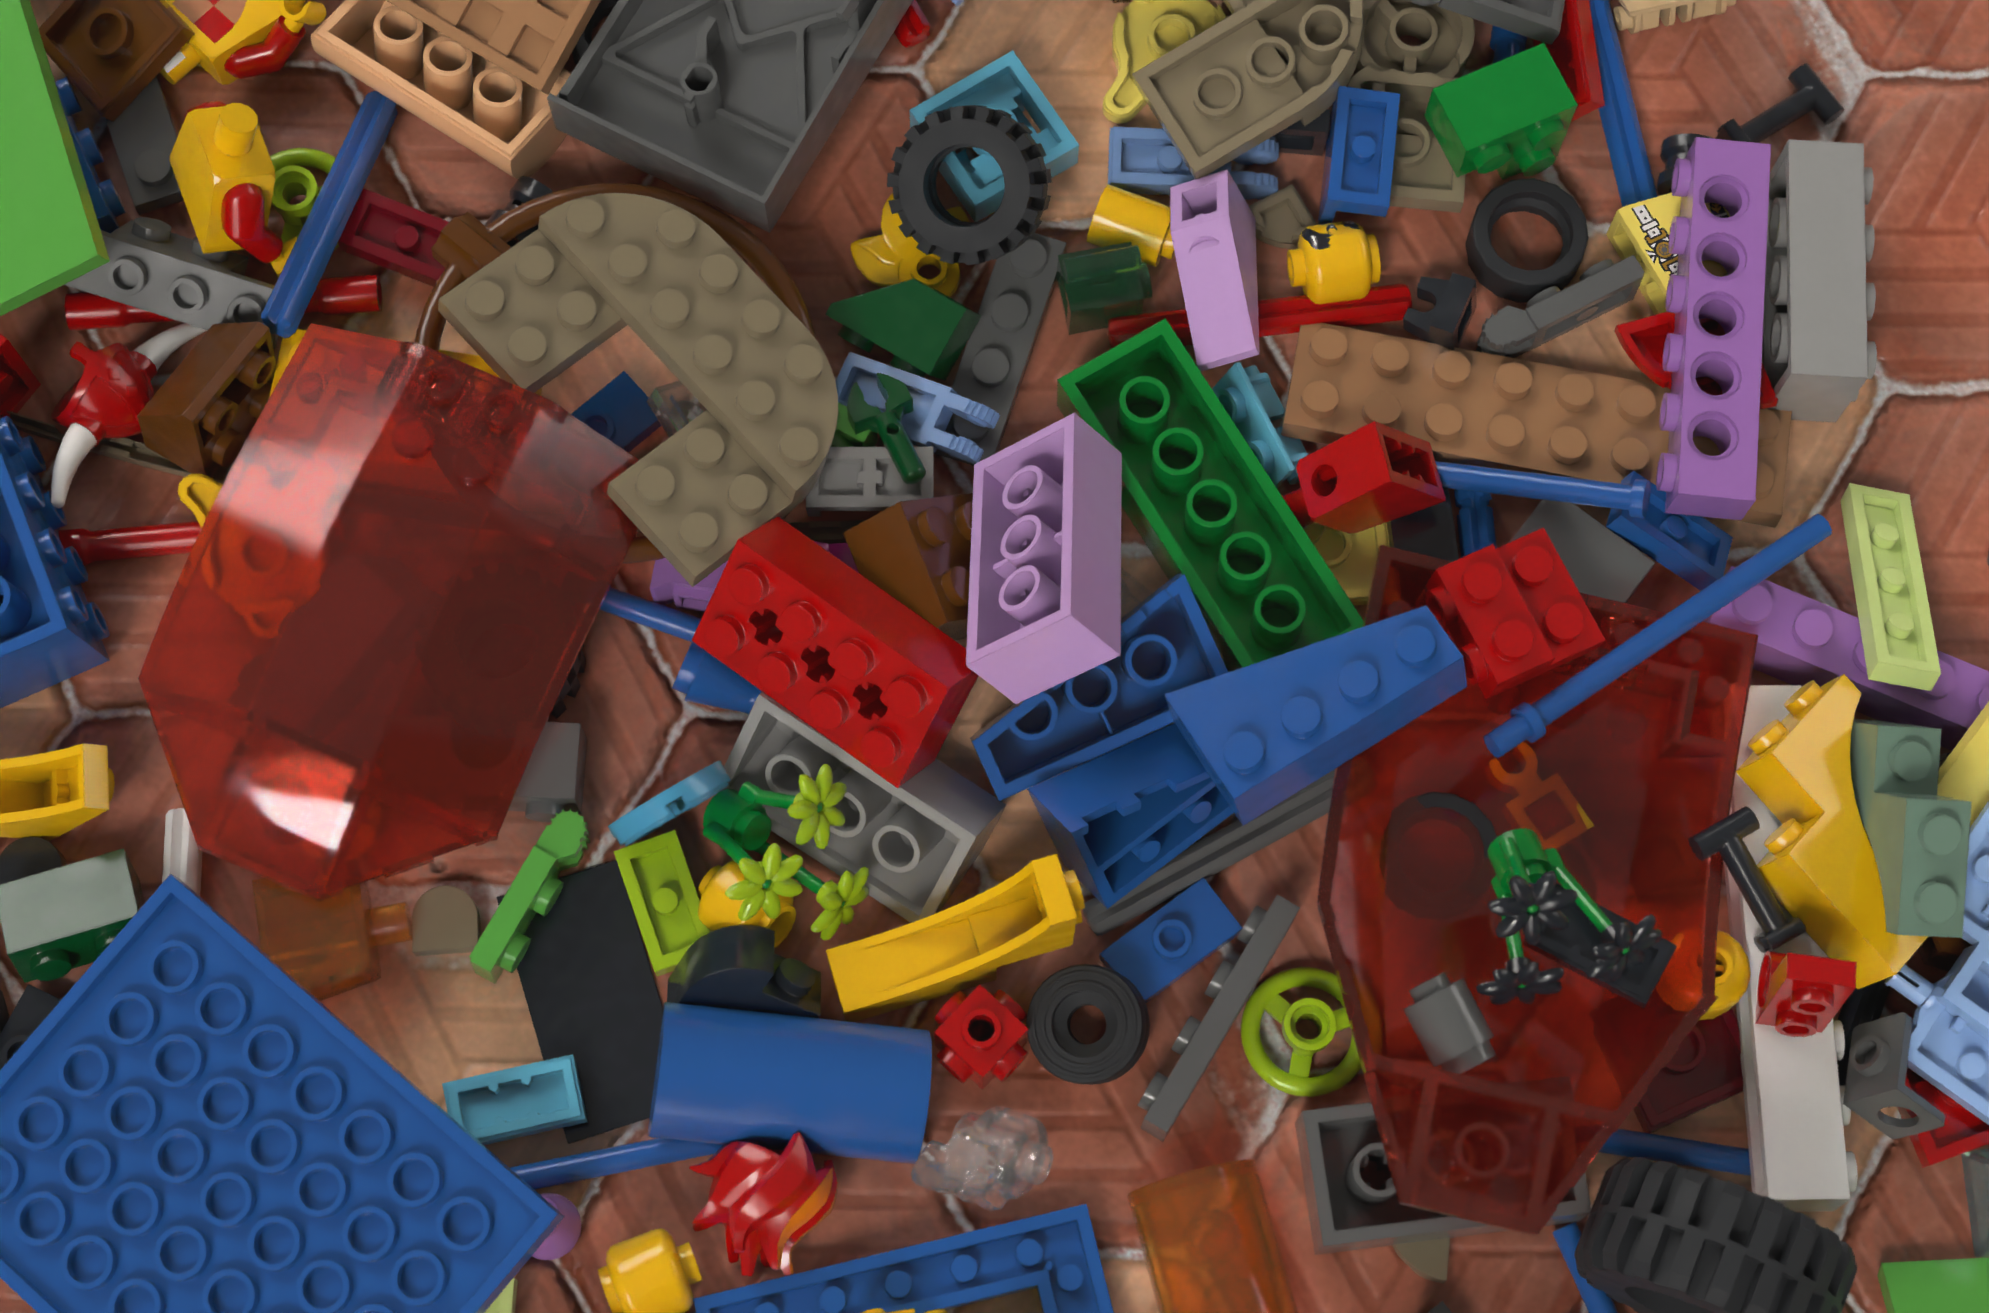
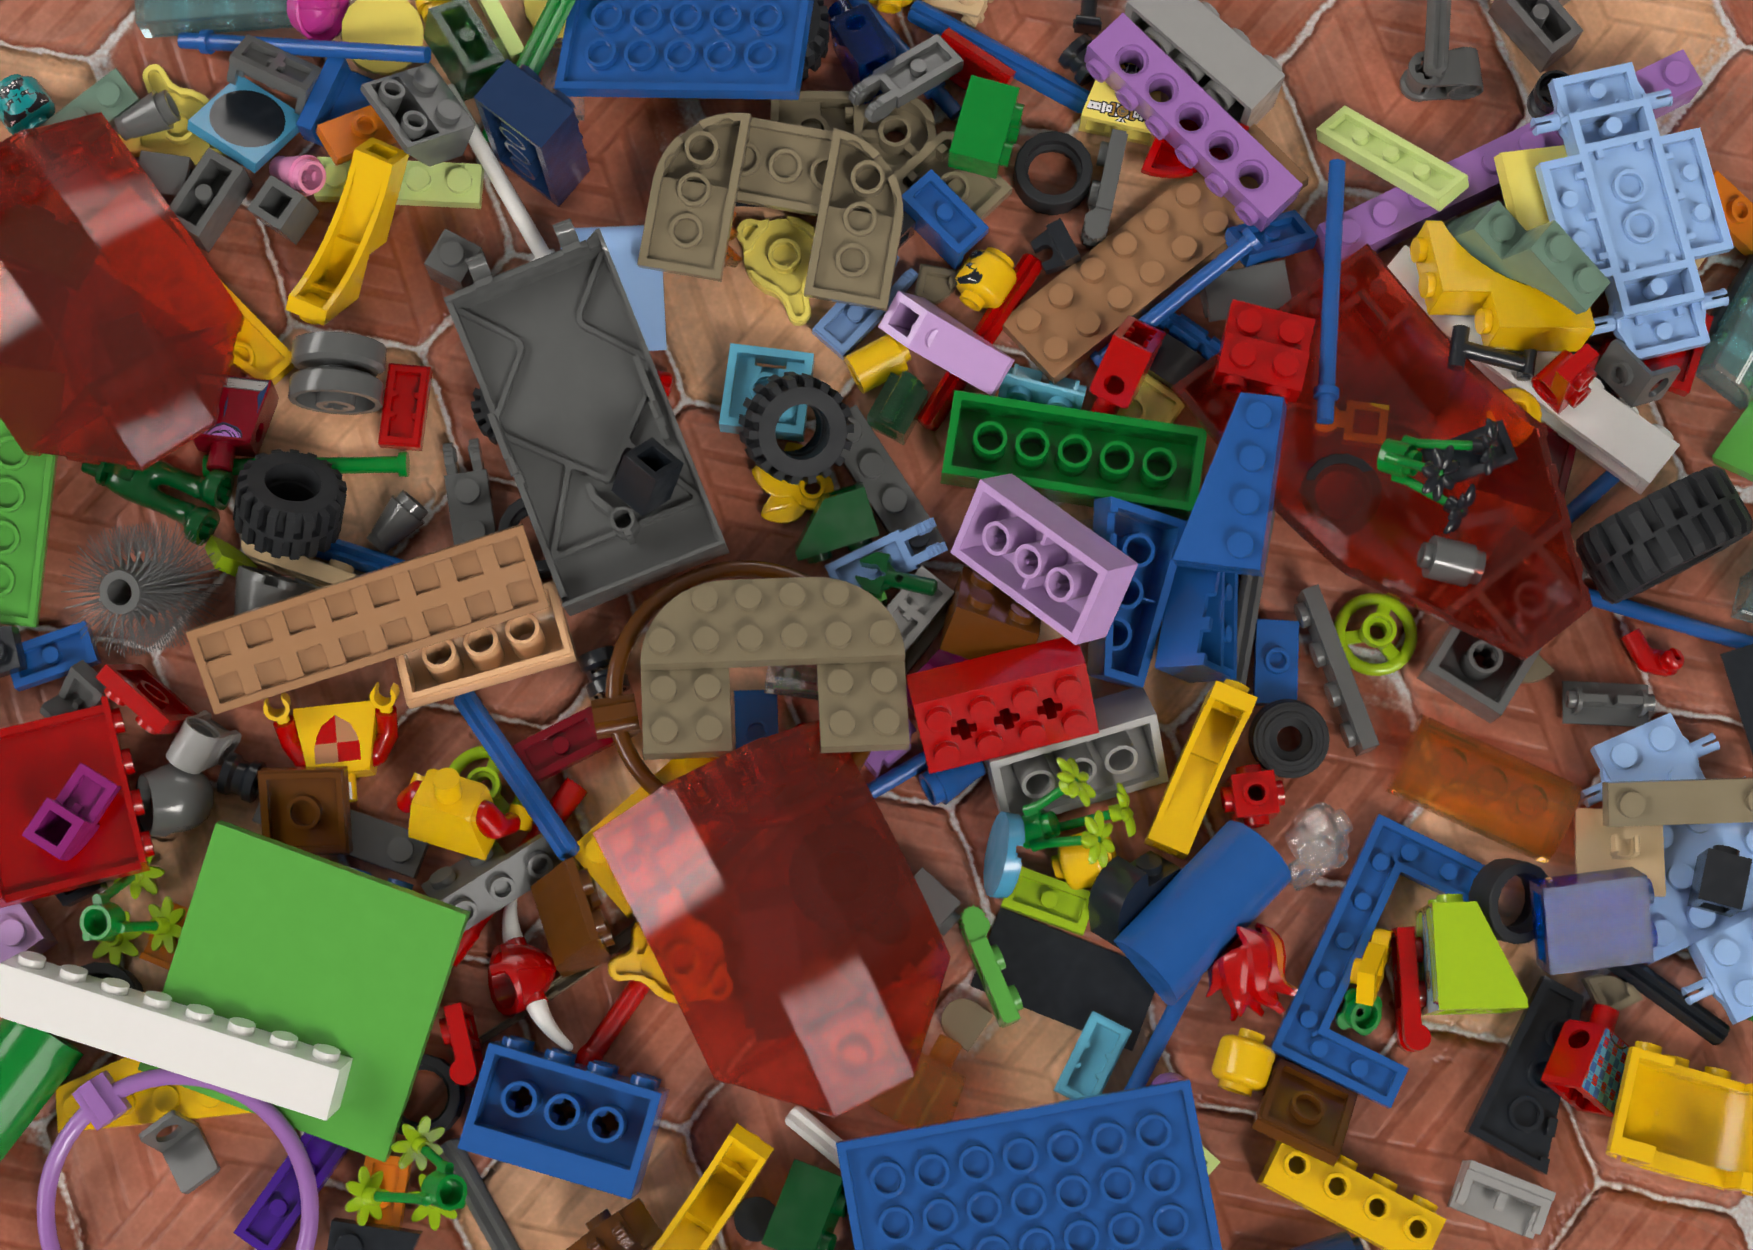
camera: 50 degrees left, 5 degrees up
(767, 64) = (647, 476): none -> black brick

